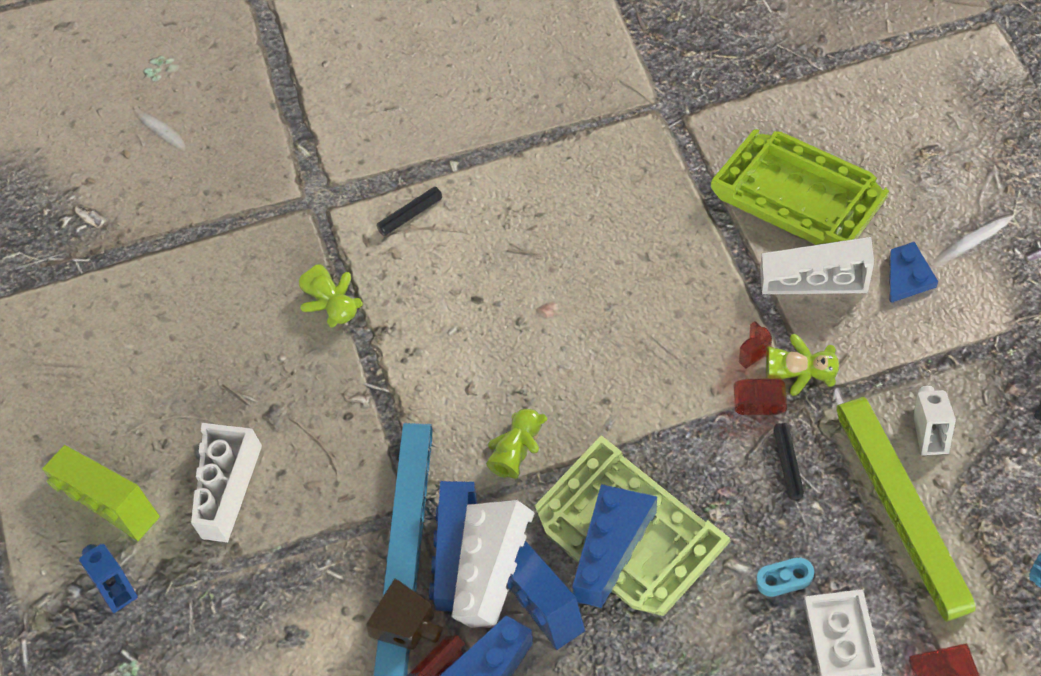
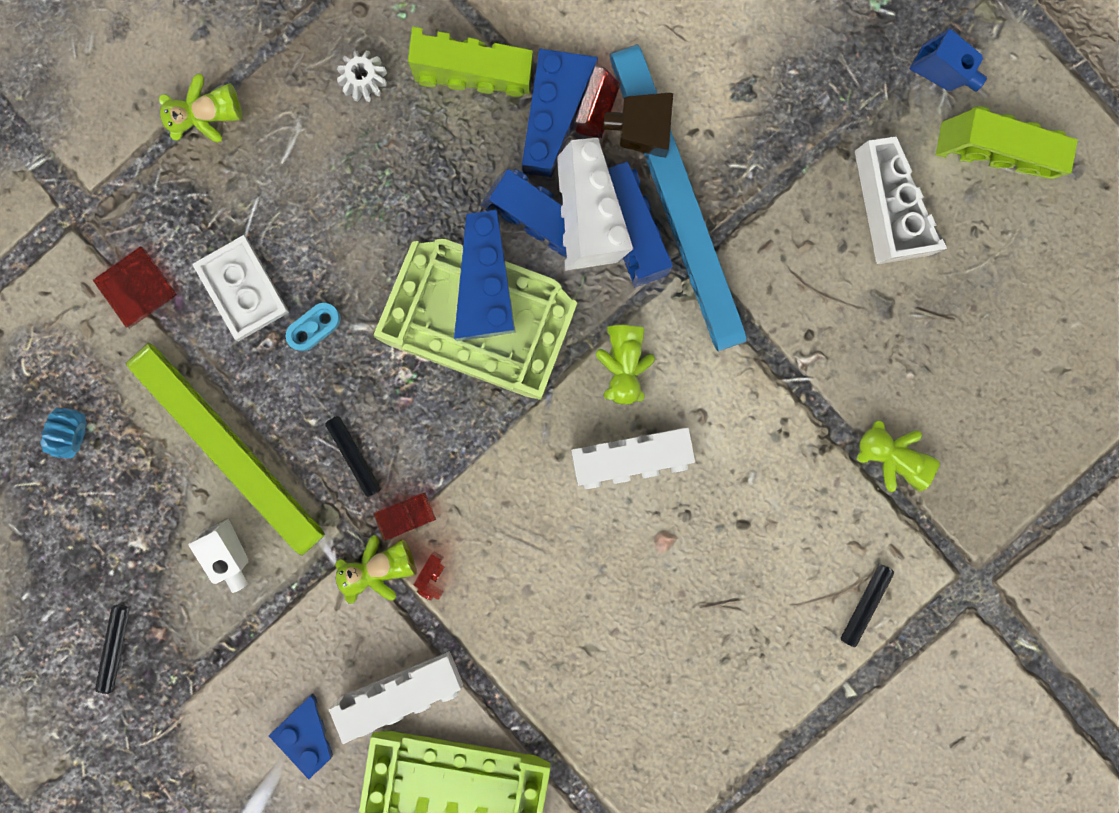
camera: 150 degrees right, 30 degrees up
(547, 370) = (633, 456): none -> white wedge

